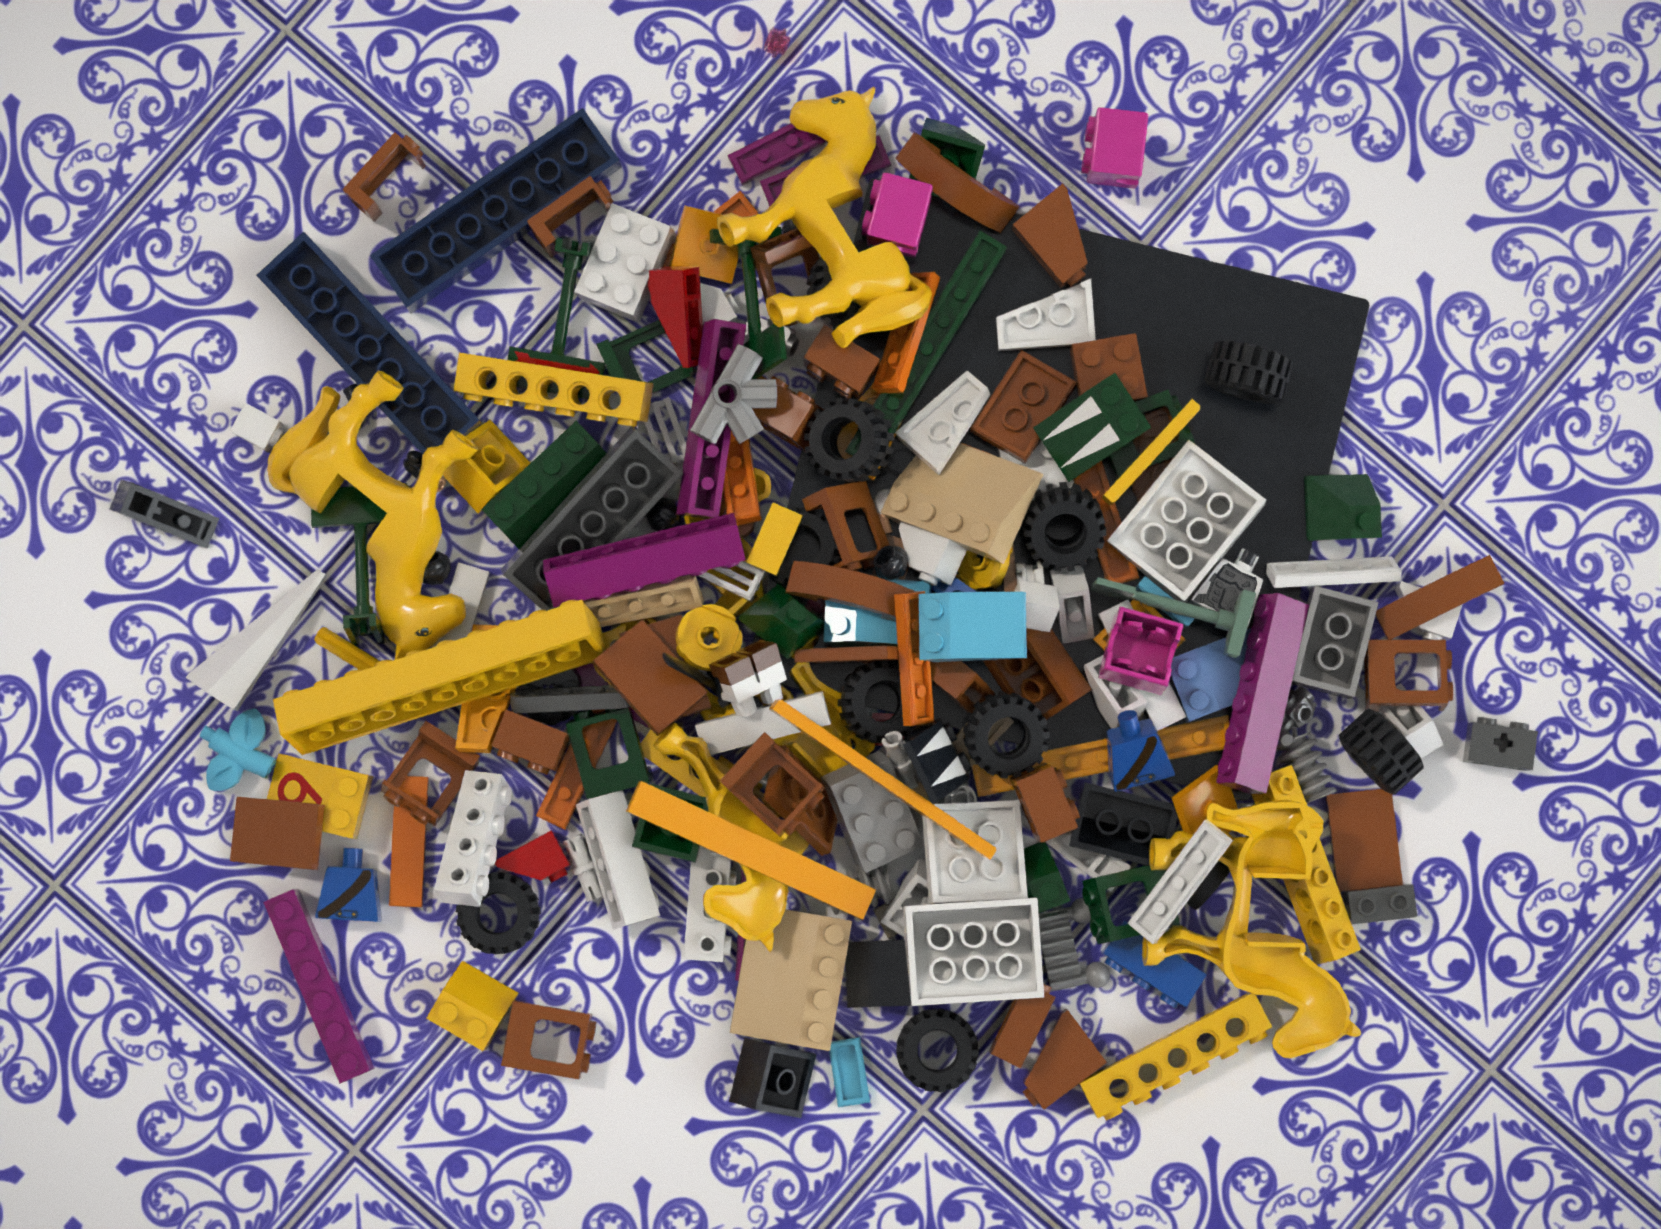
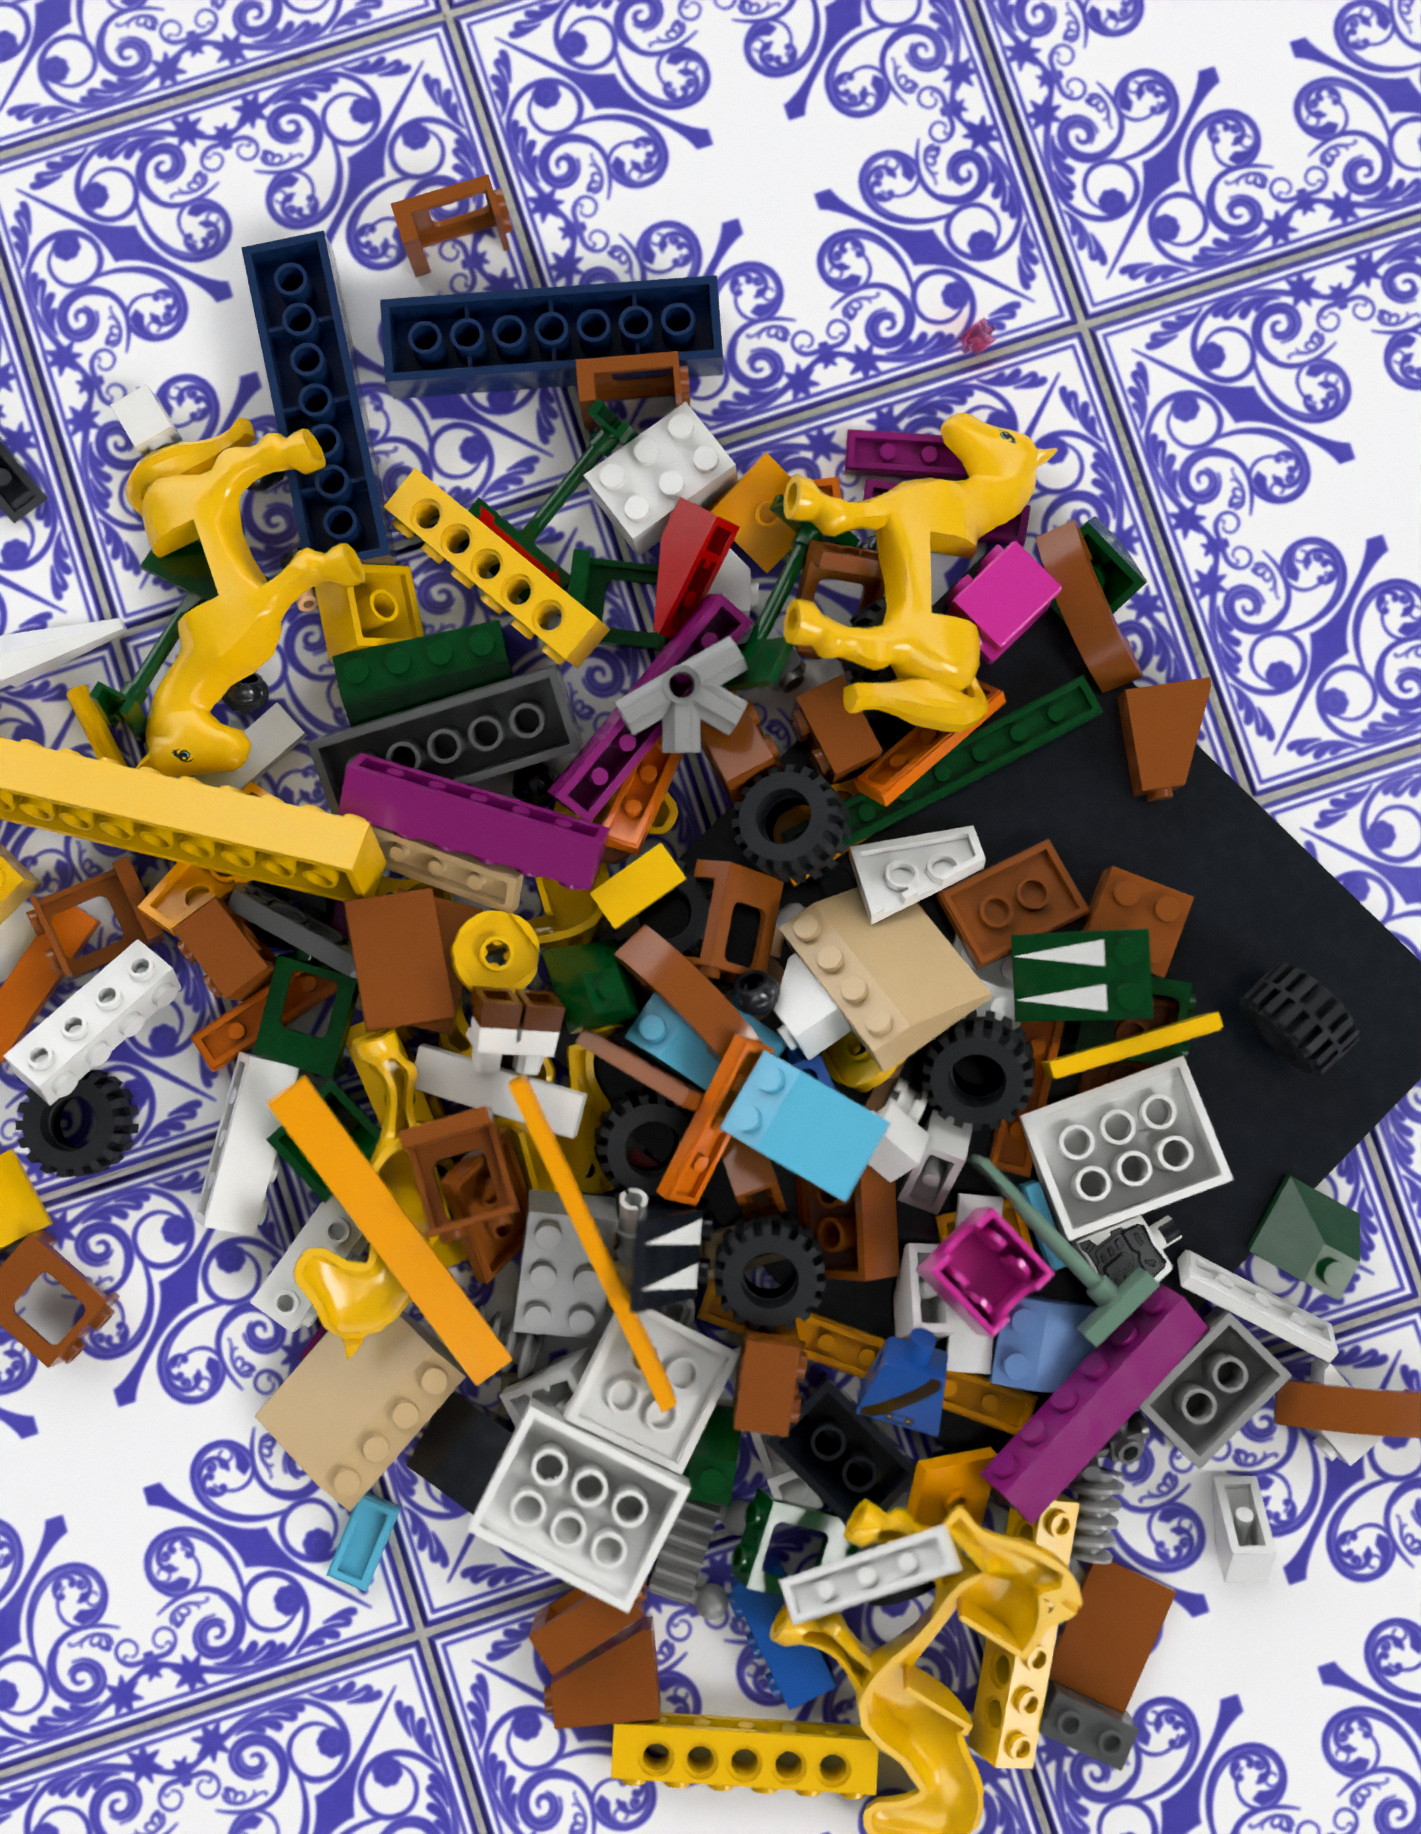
camera: 30 degrees right, 0 degrees up
(538, 859) = (160, 1088): red slope -> none
(583, 867) = (206, 1125): white pin -> none
(656, 406) = (599, 660): white tile -> none
(694, 673) = (449, 983): black sword -> none
(753, 584) = (585, 924): white tile -> none
(772, 1078) = (267, 1499): black slope -> none
(965, 1058) = (464, 1616): black tyre -> none
(1050, 322) = (1100, 826): white wing -> none
(1115, 147) = (1293, 673): dark pink piece -> none
(1380, 674) = (1240, 1461): dark orange window -> none
(1381, 751) = (1193, 1551): black tyre -> none
(1518, 753) = (1348, 1641): dark grey brick -> none

